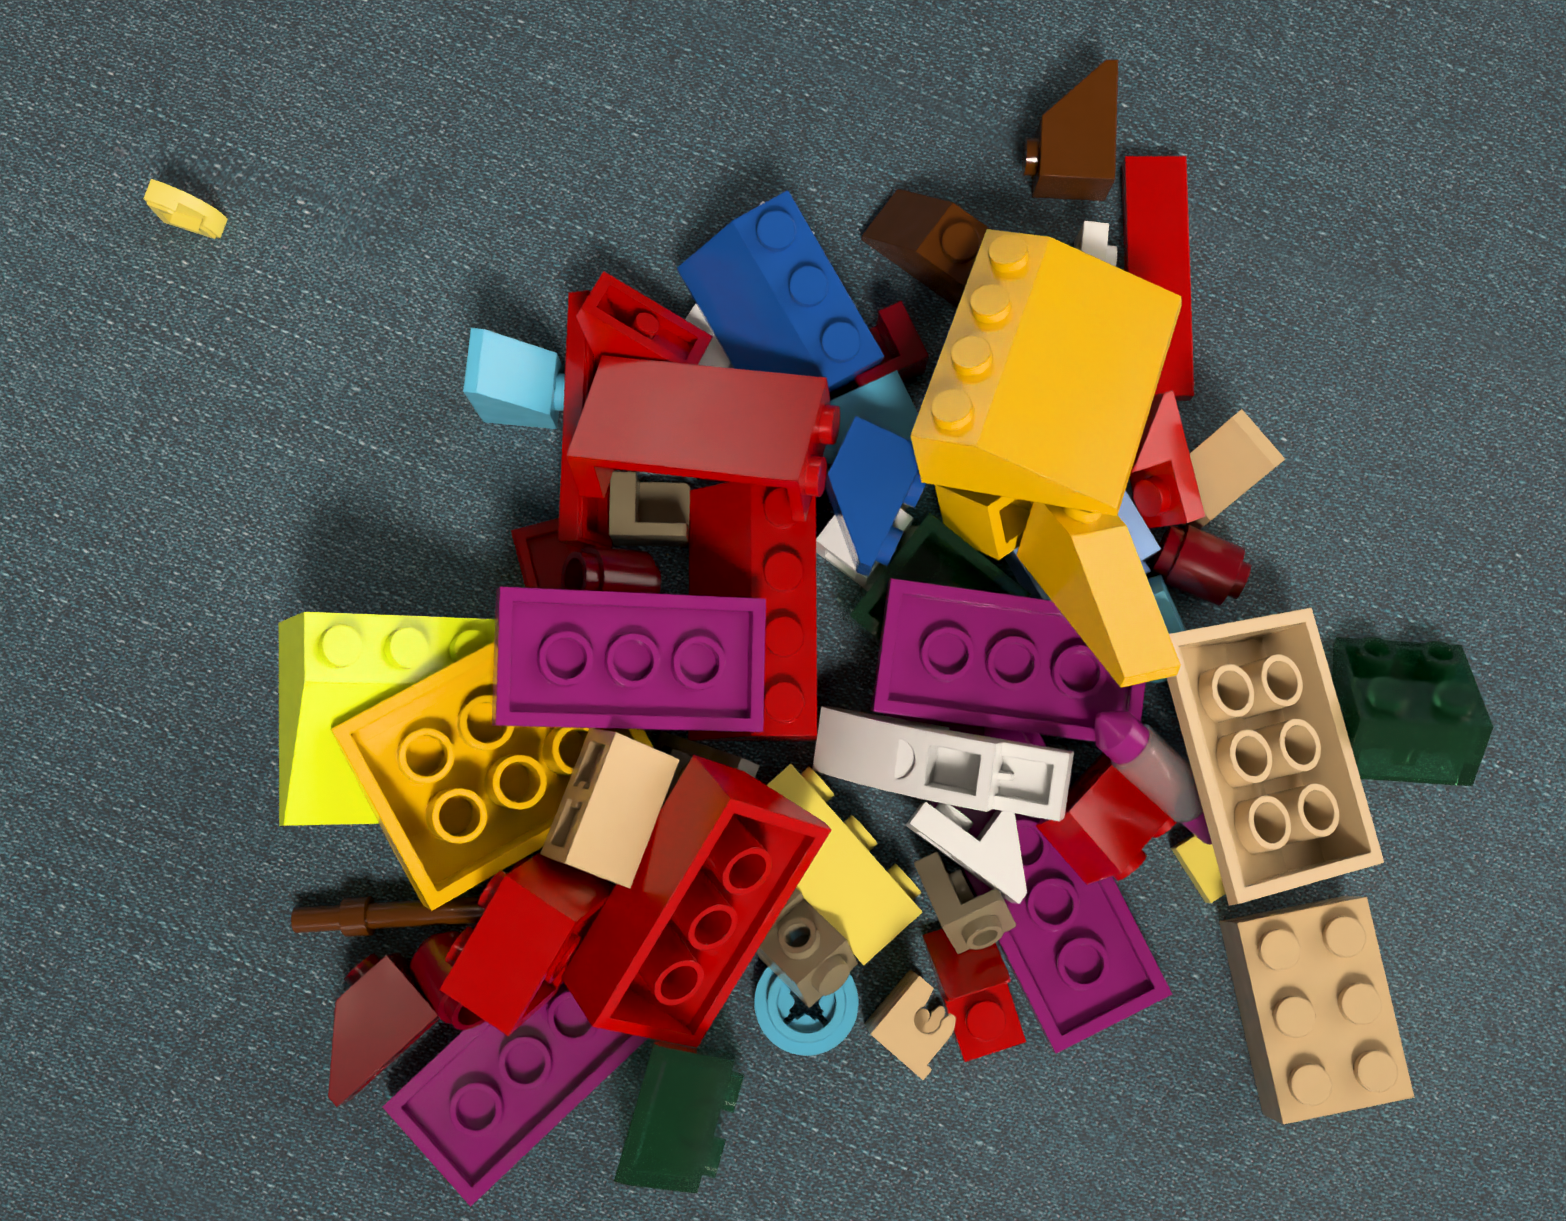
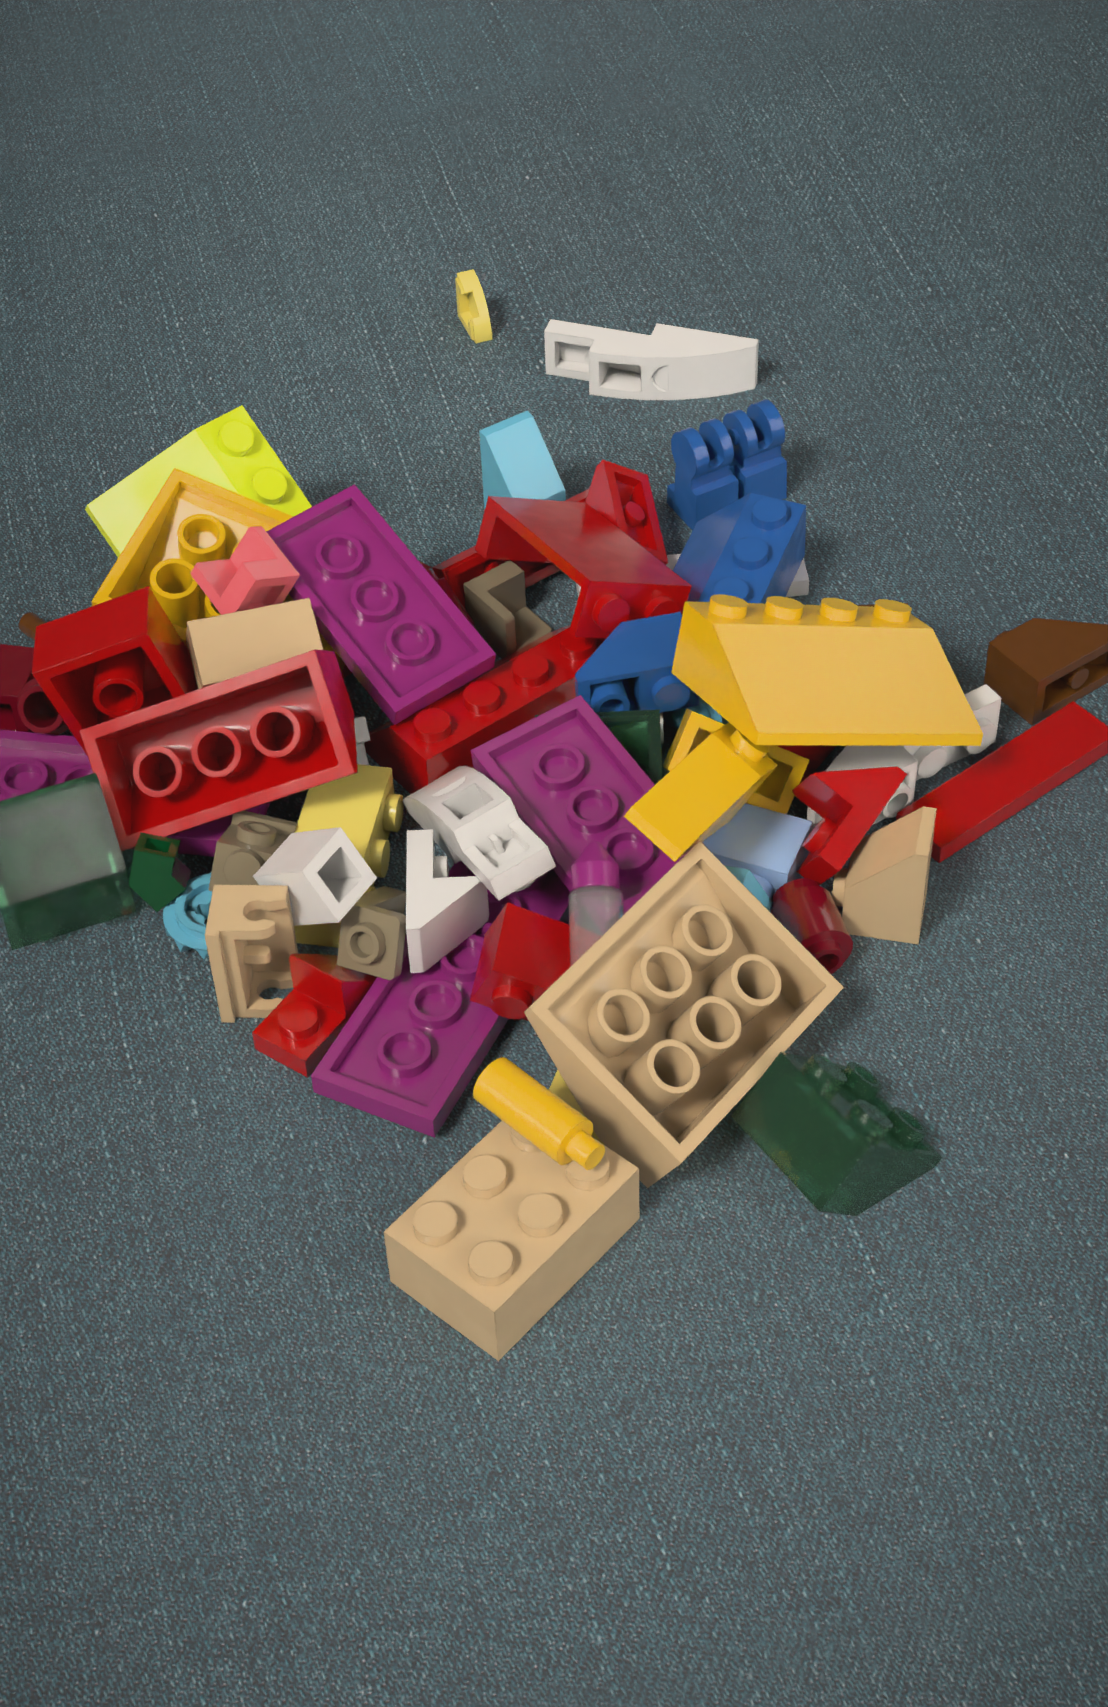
camera: 55 degrees right, 35 degrees down
(433, 108) = (657, 366): none -> white slope
(533, 765) = (251, 578): none -> coral panel
(635, 185) = (728, 462): none -> blue legs
(738, 1037) = (157, 871): none -> dark green piece
(911, 939) = (321, 875): none -> white brick
(1295, 949) = (537, 1114): none -> yellow cylinder

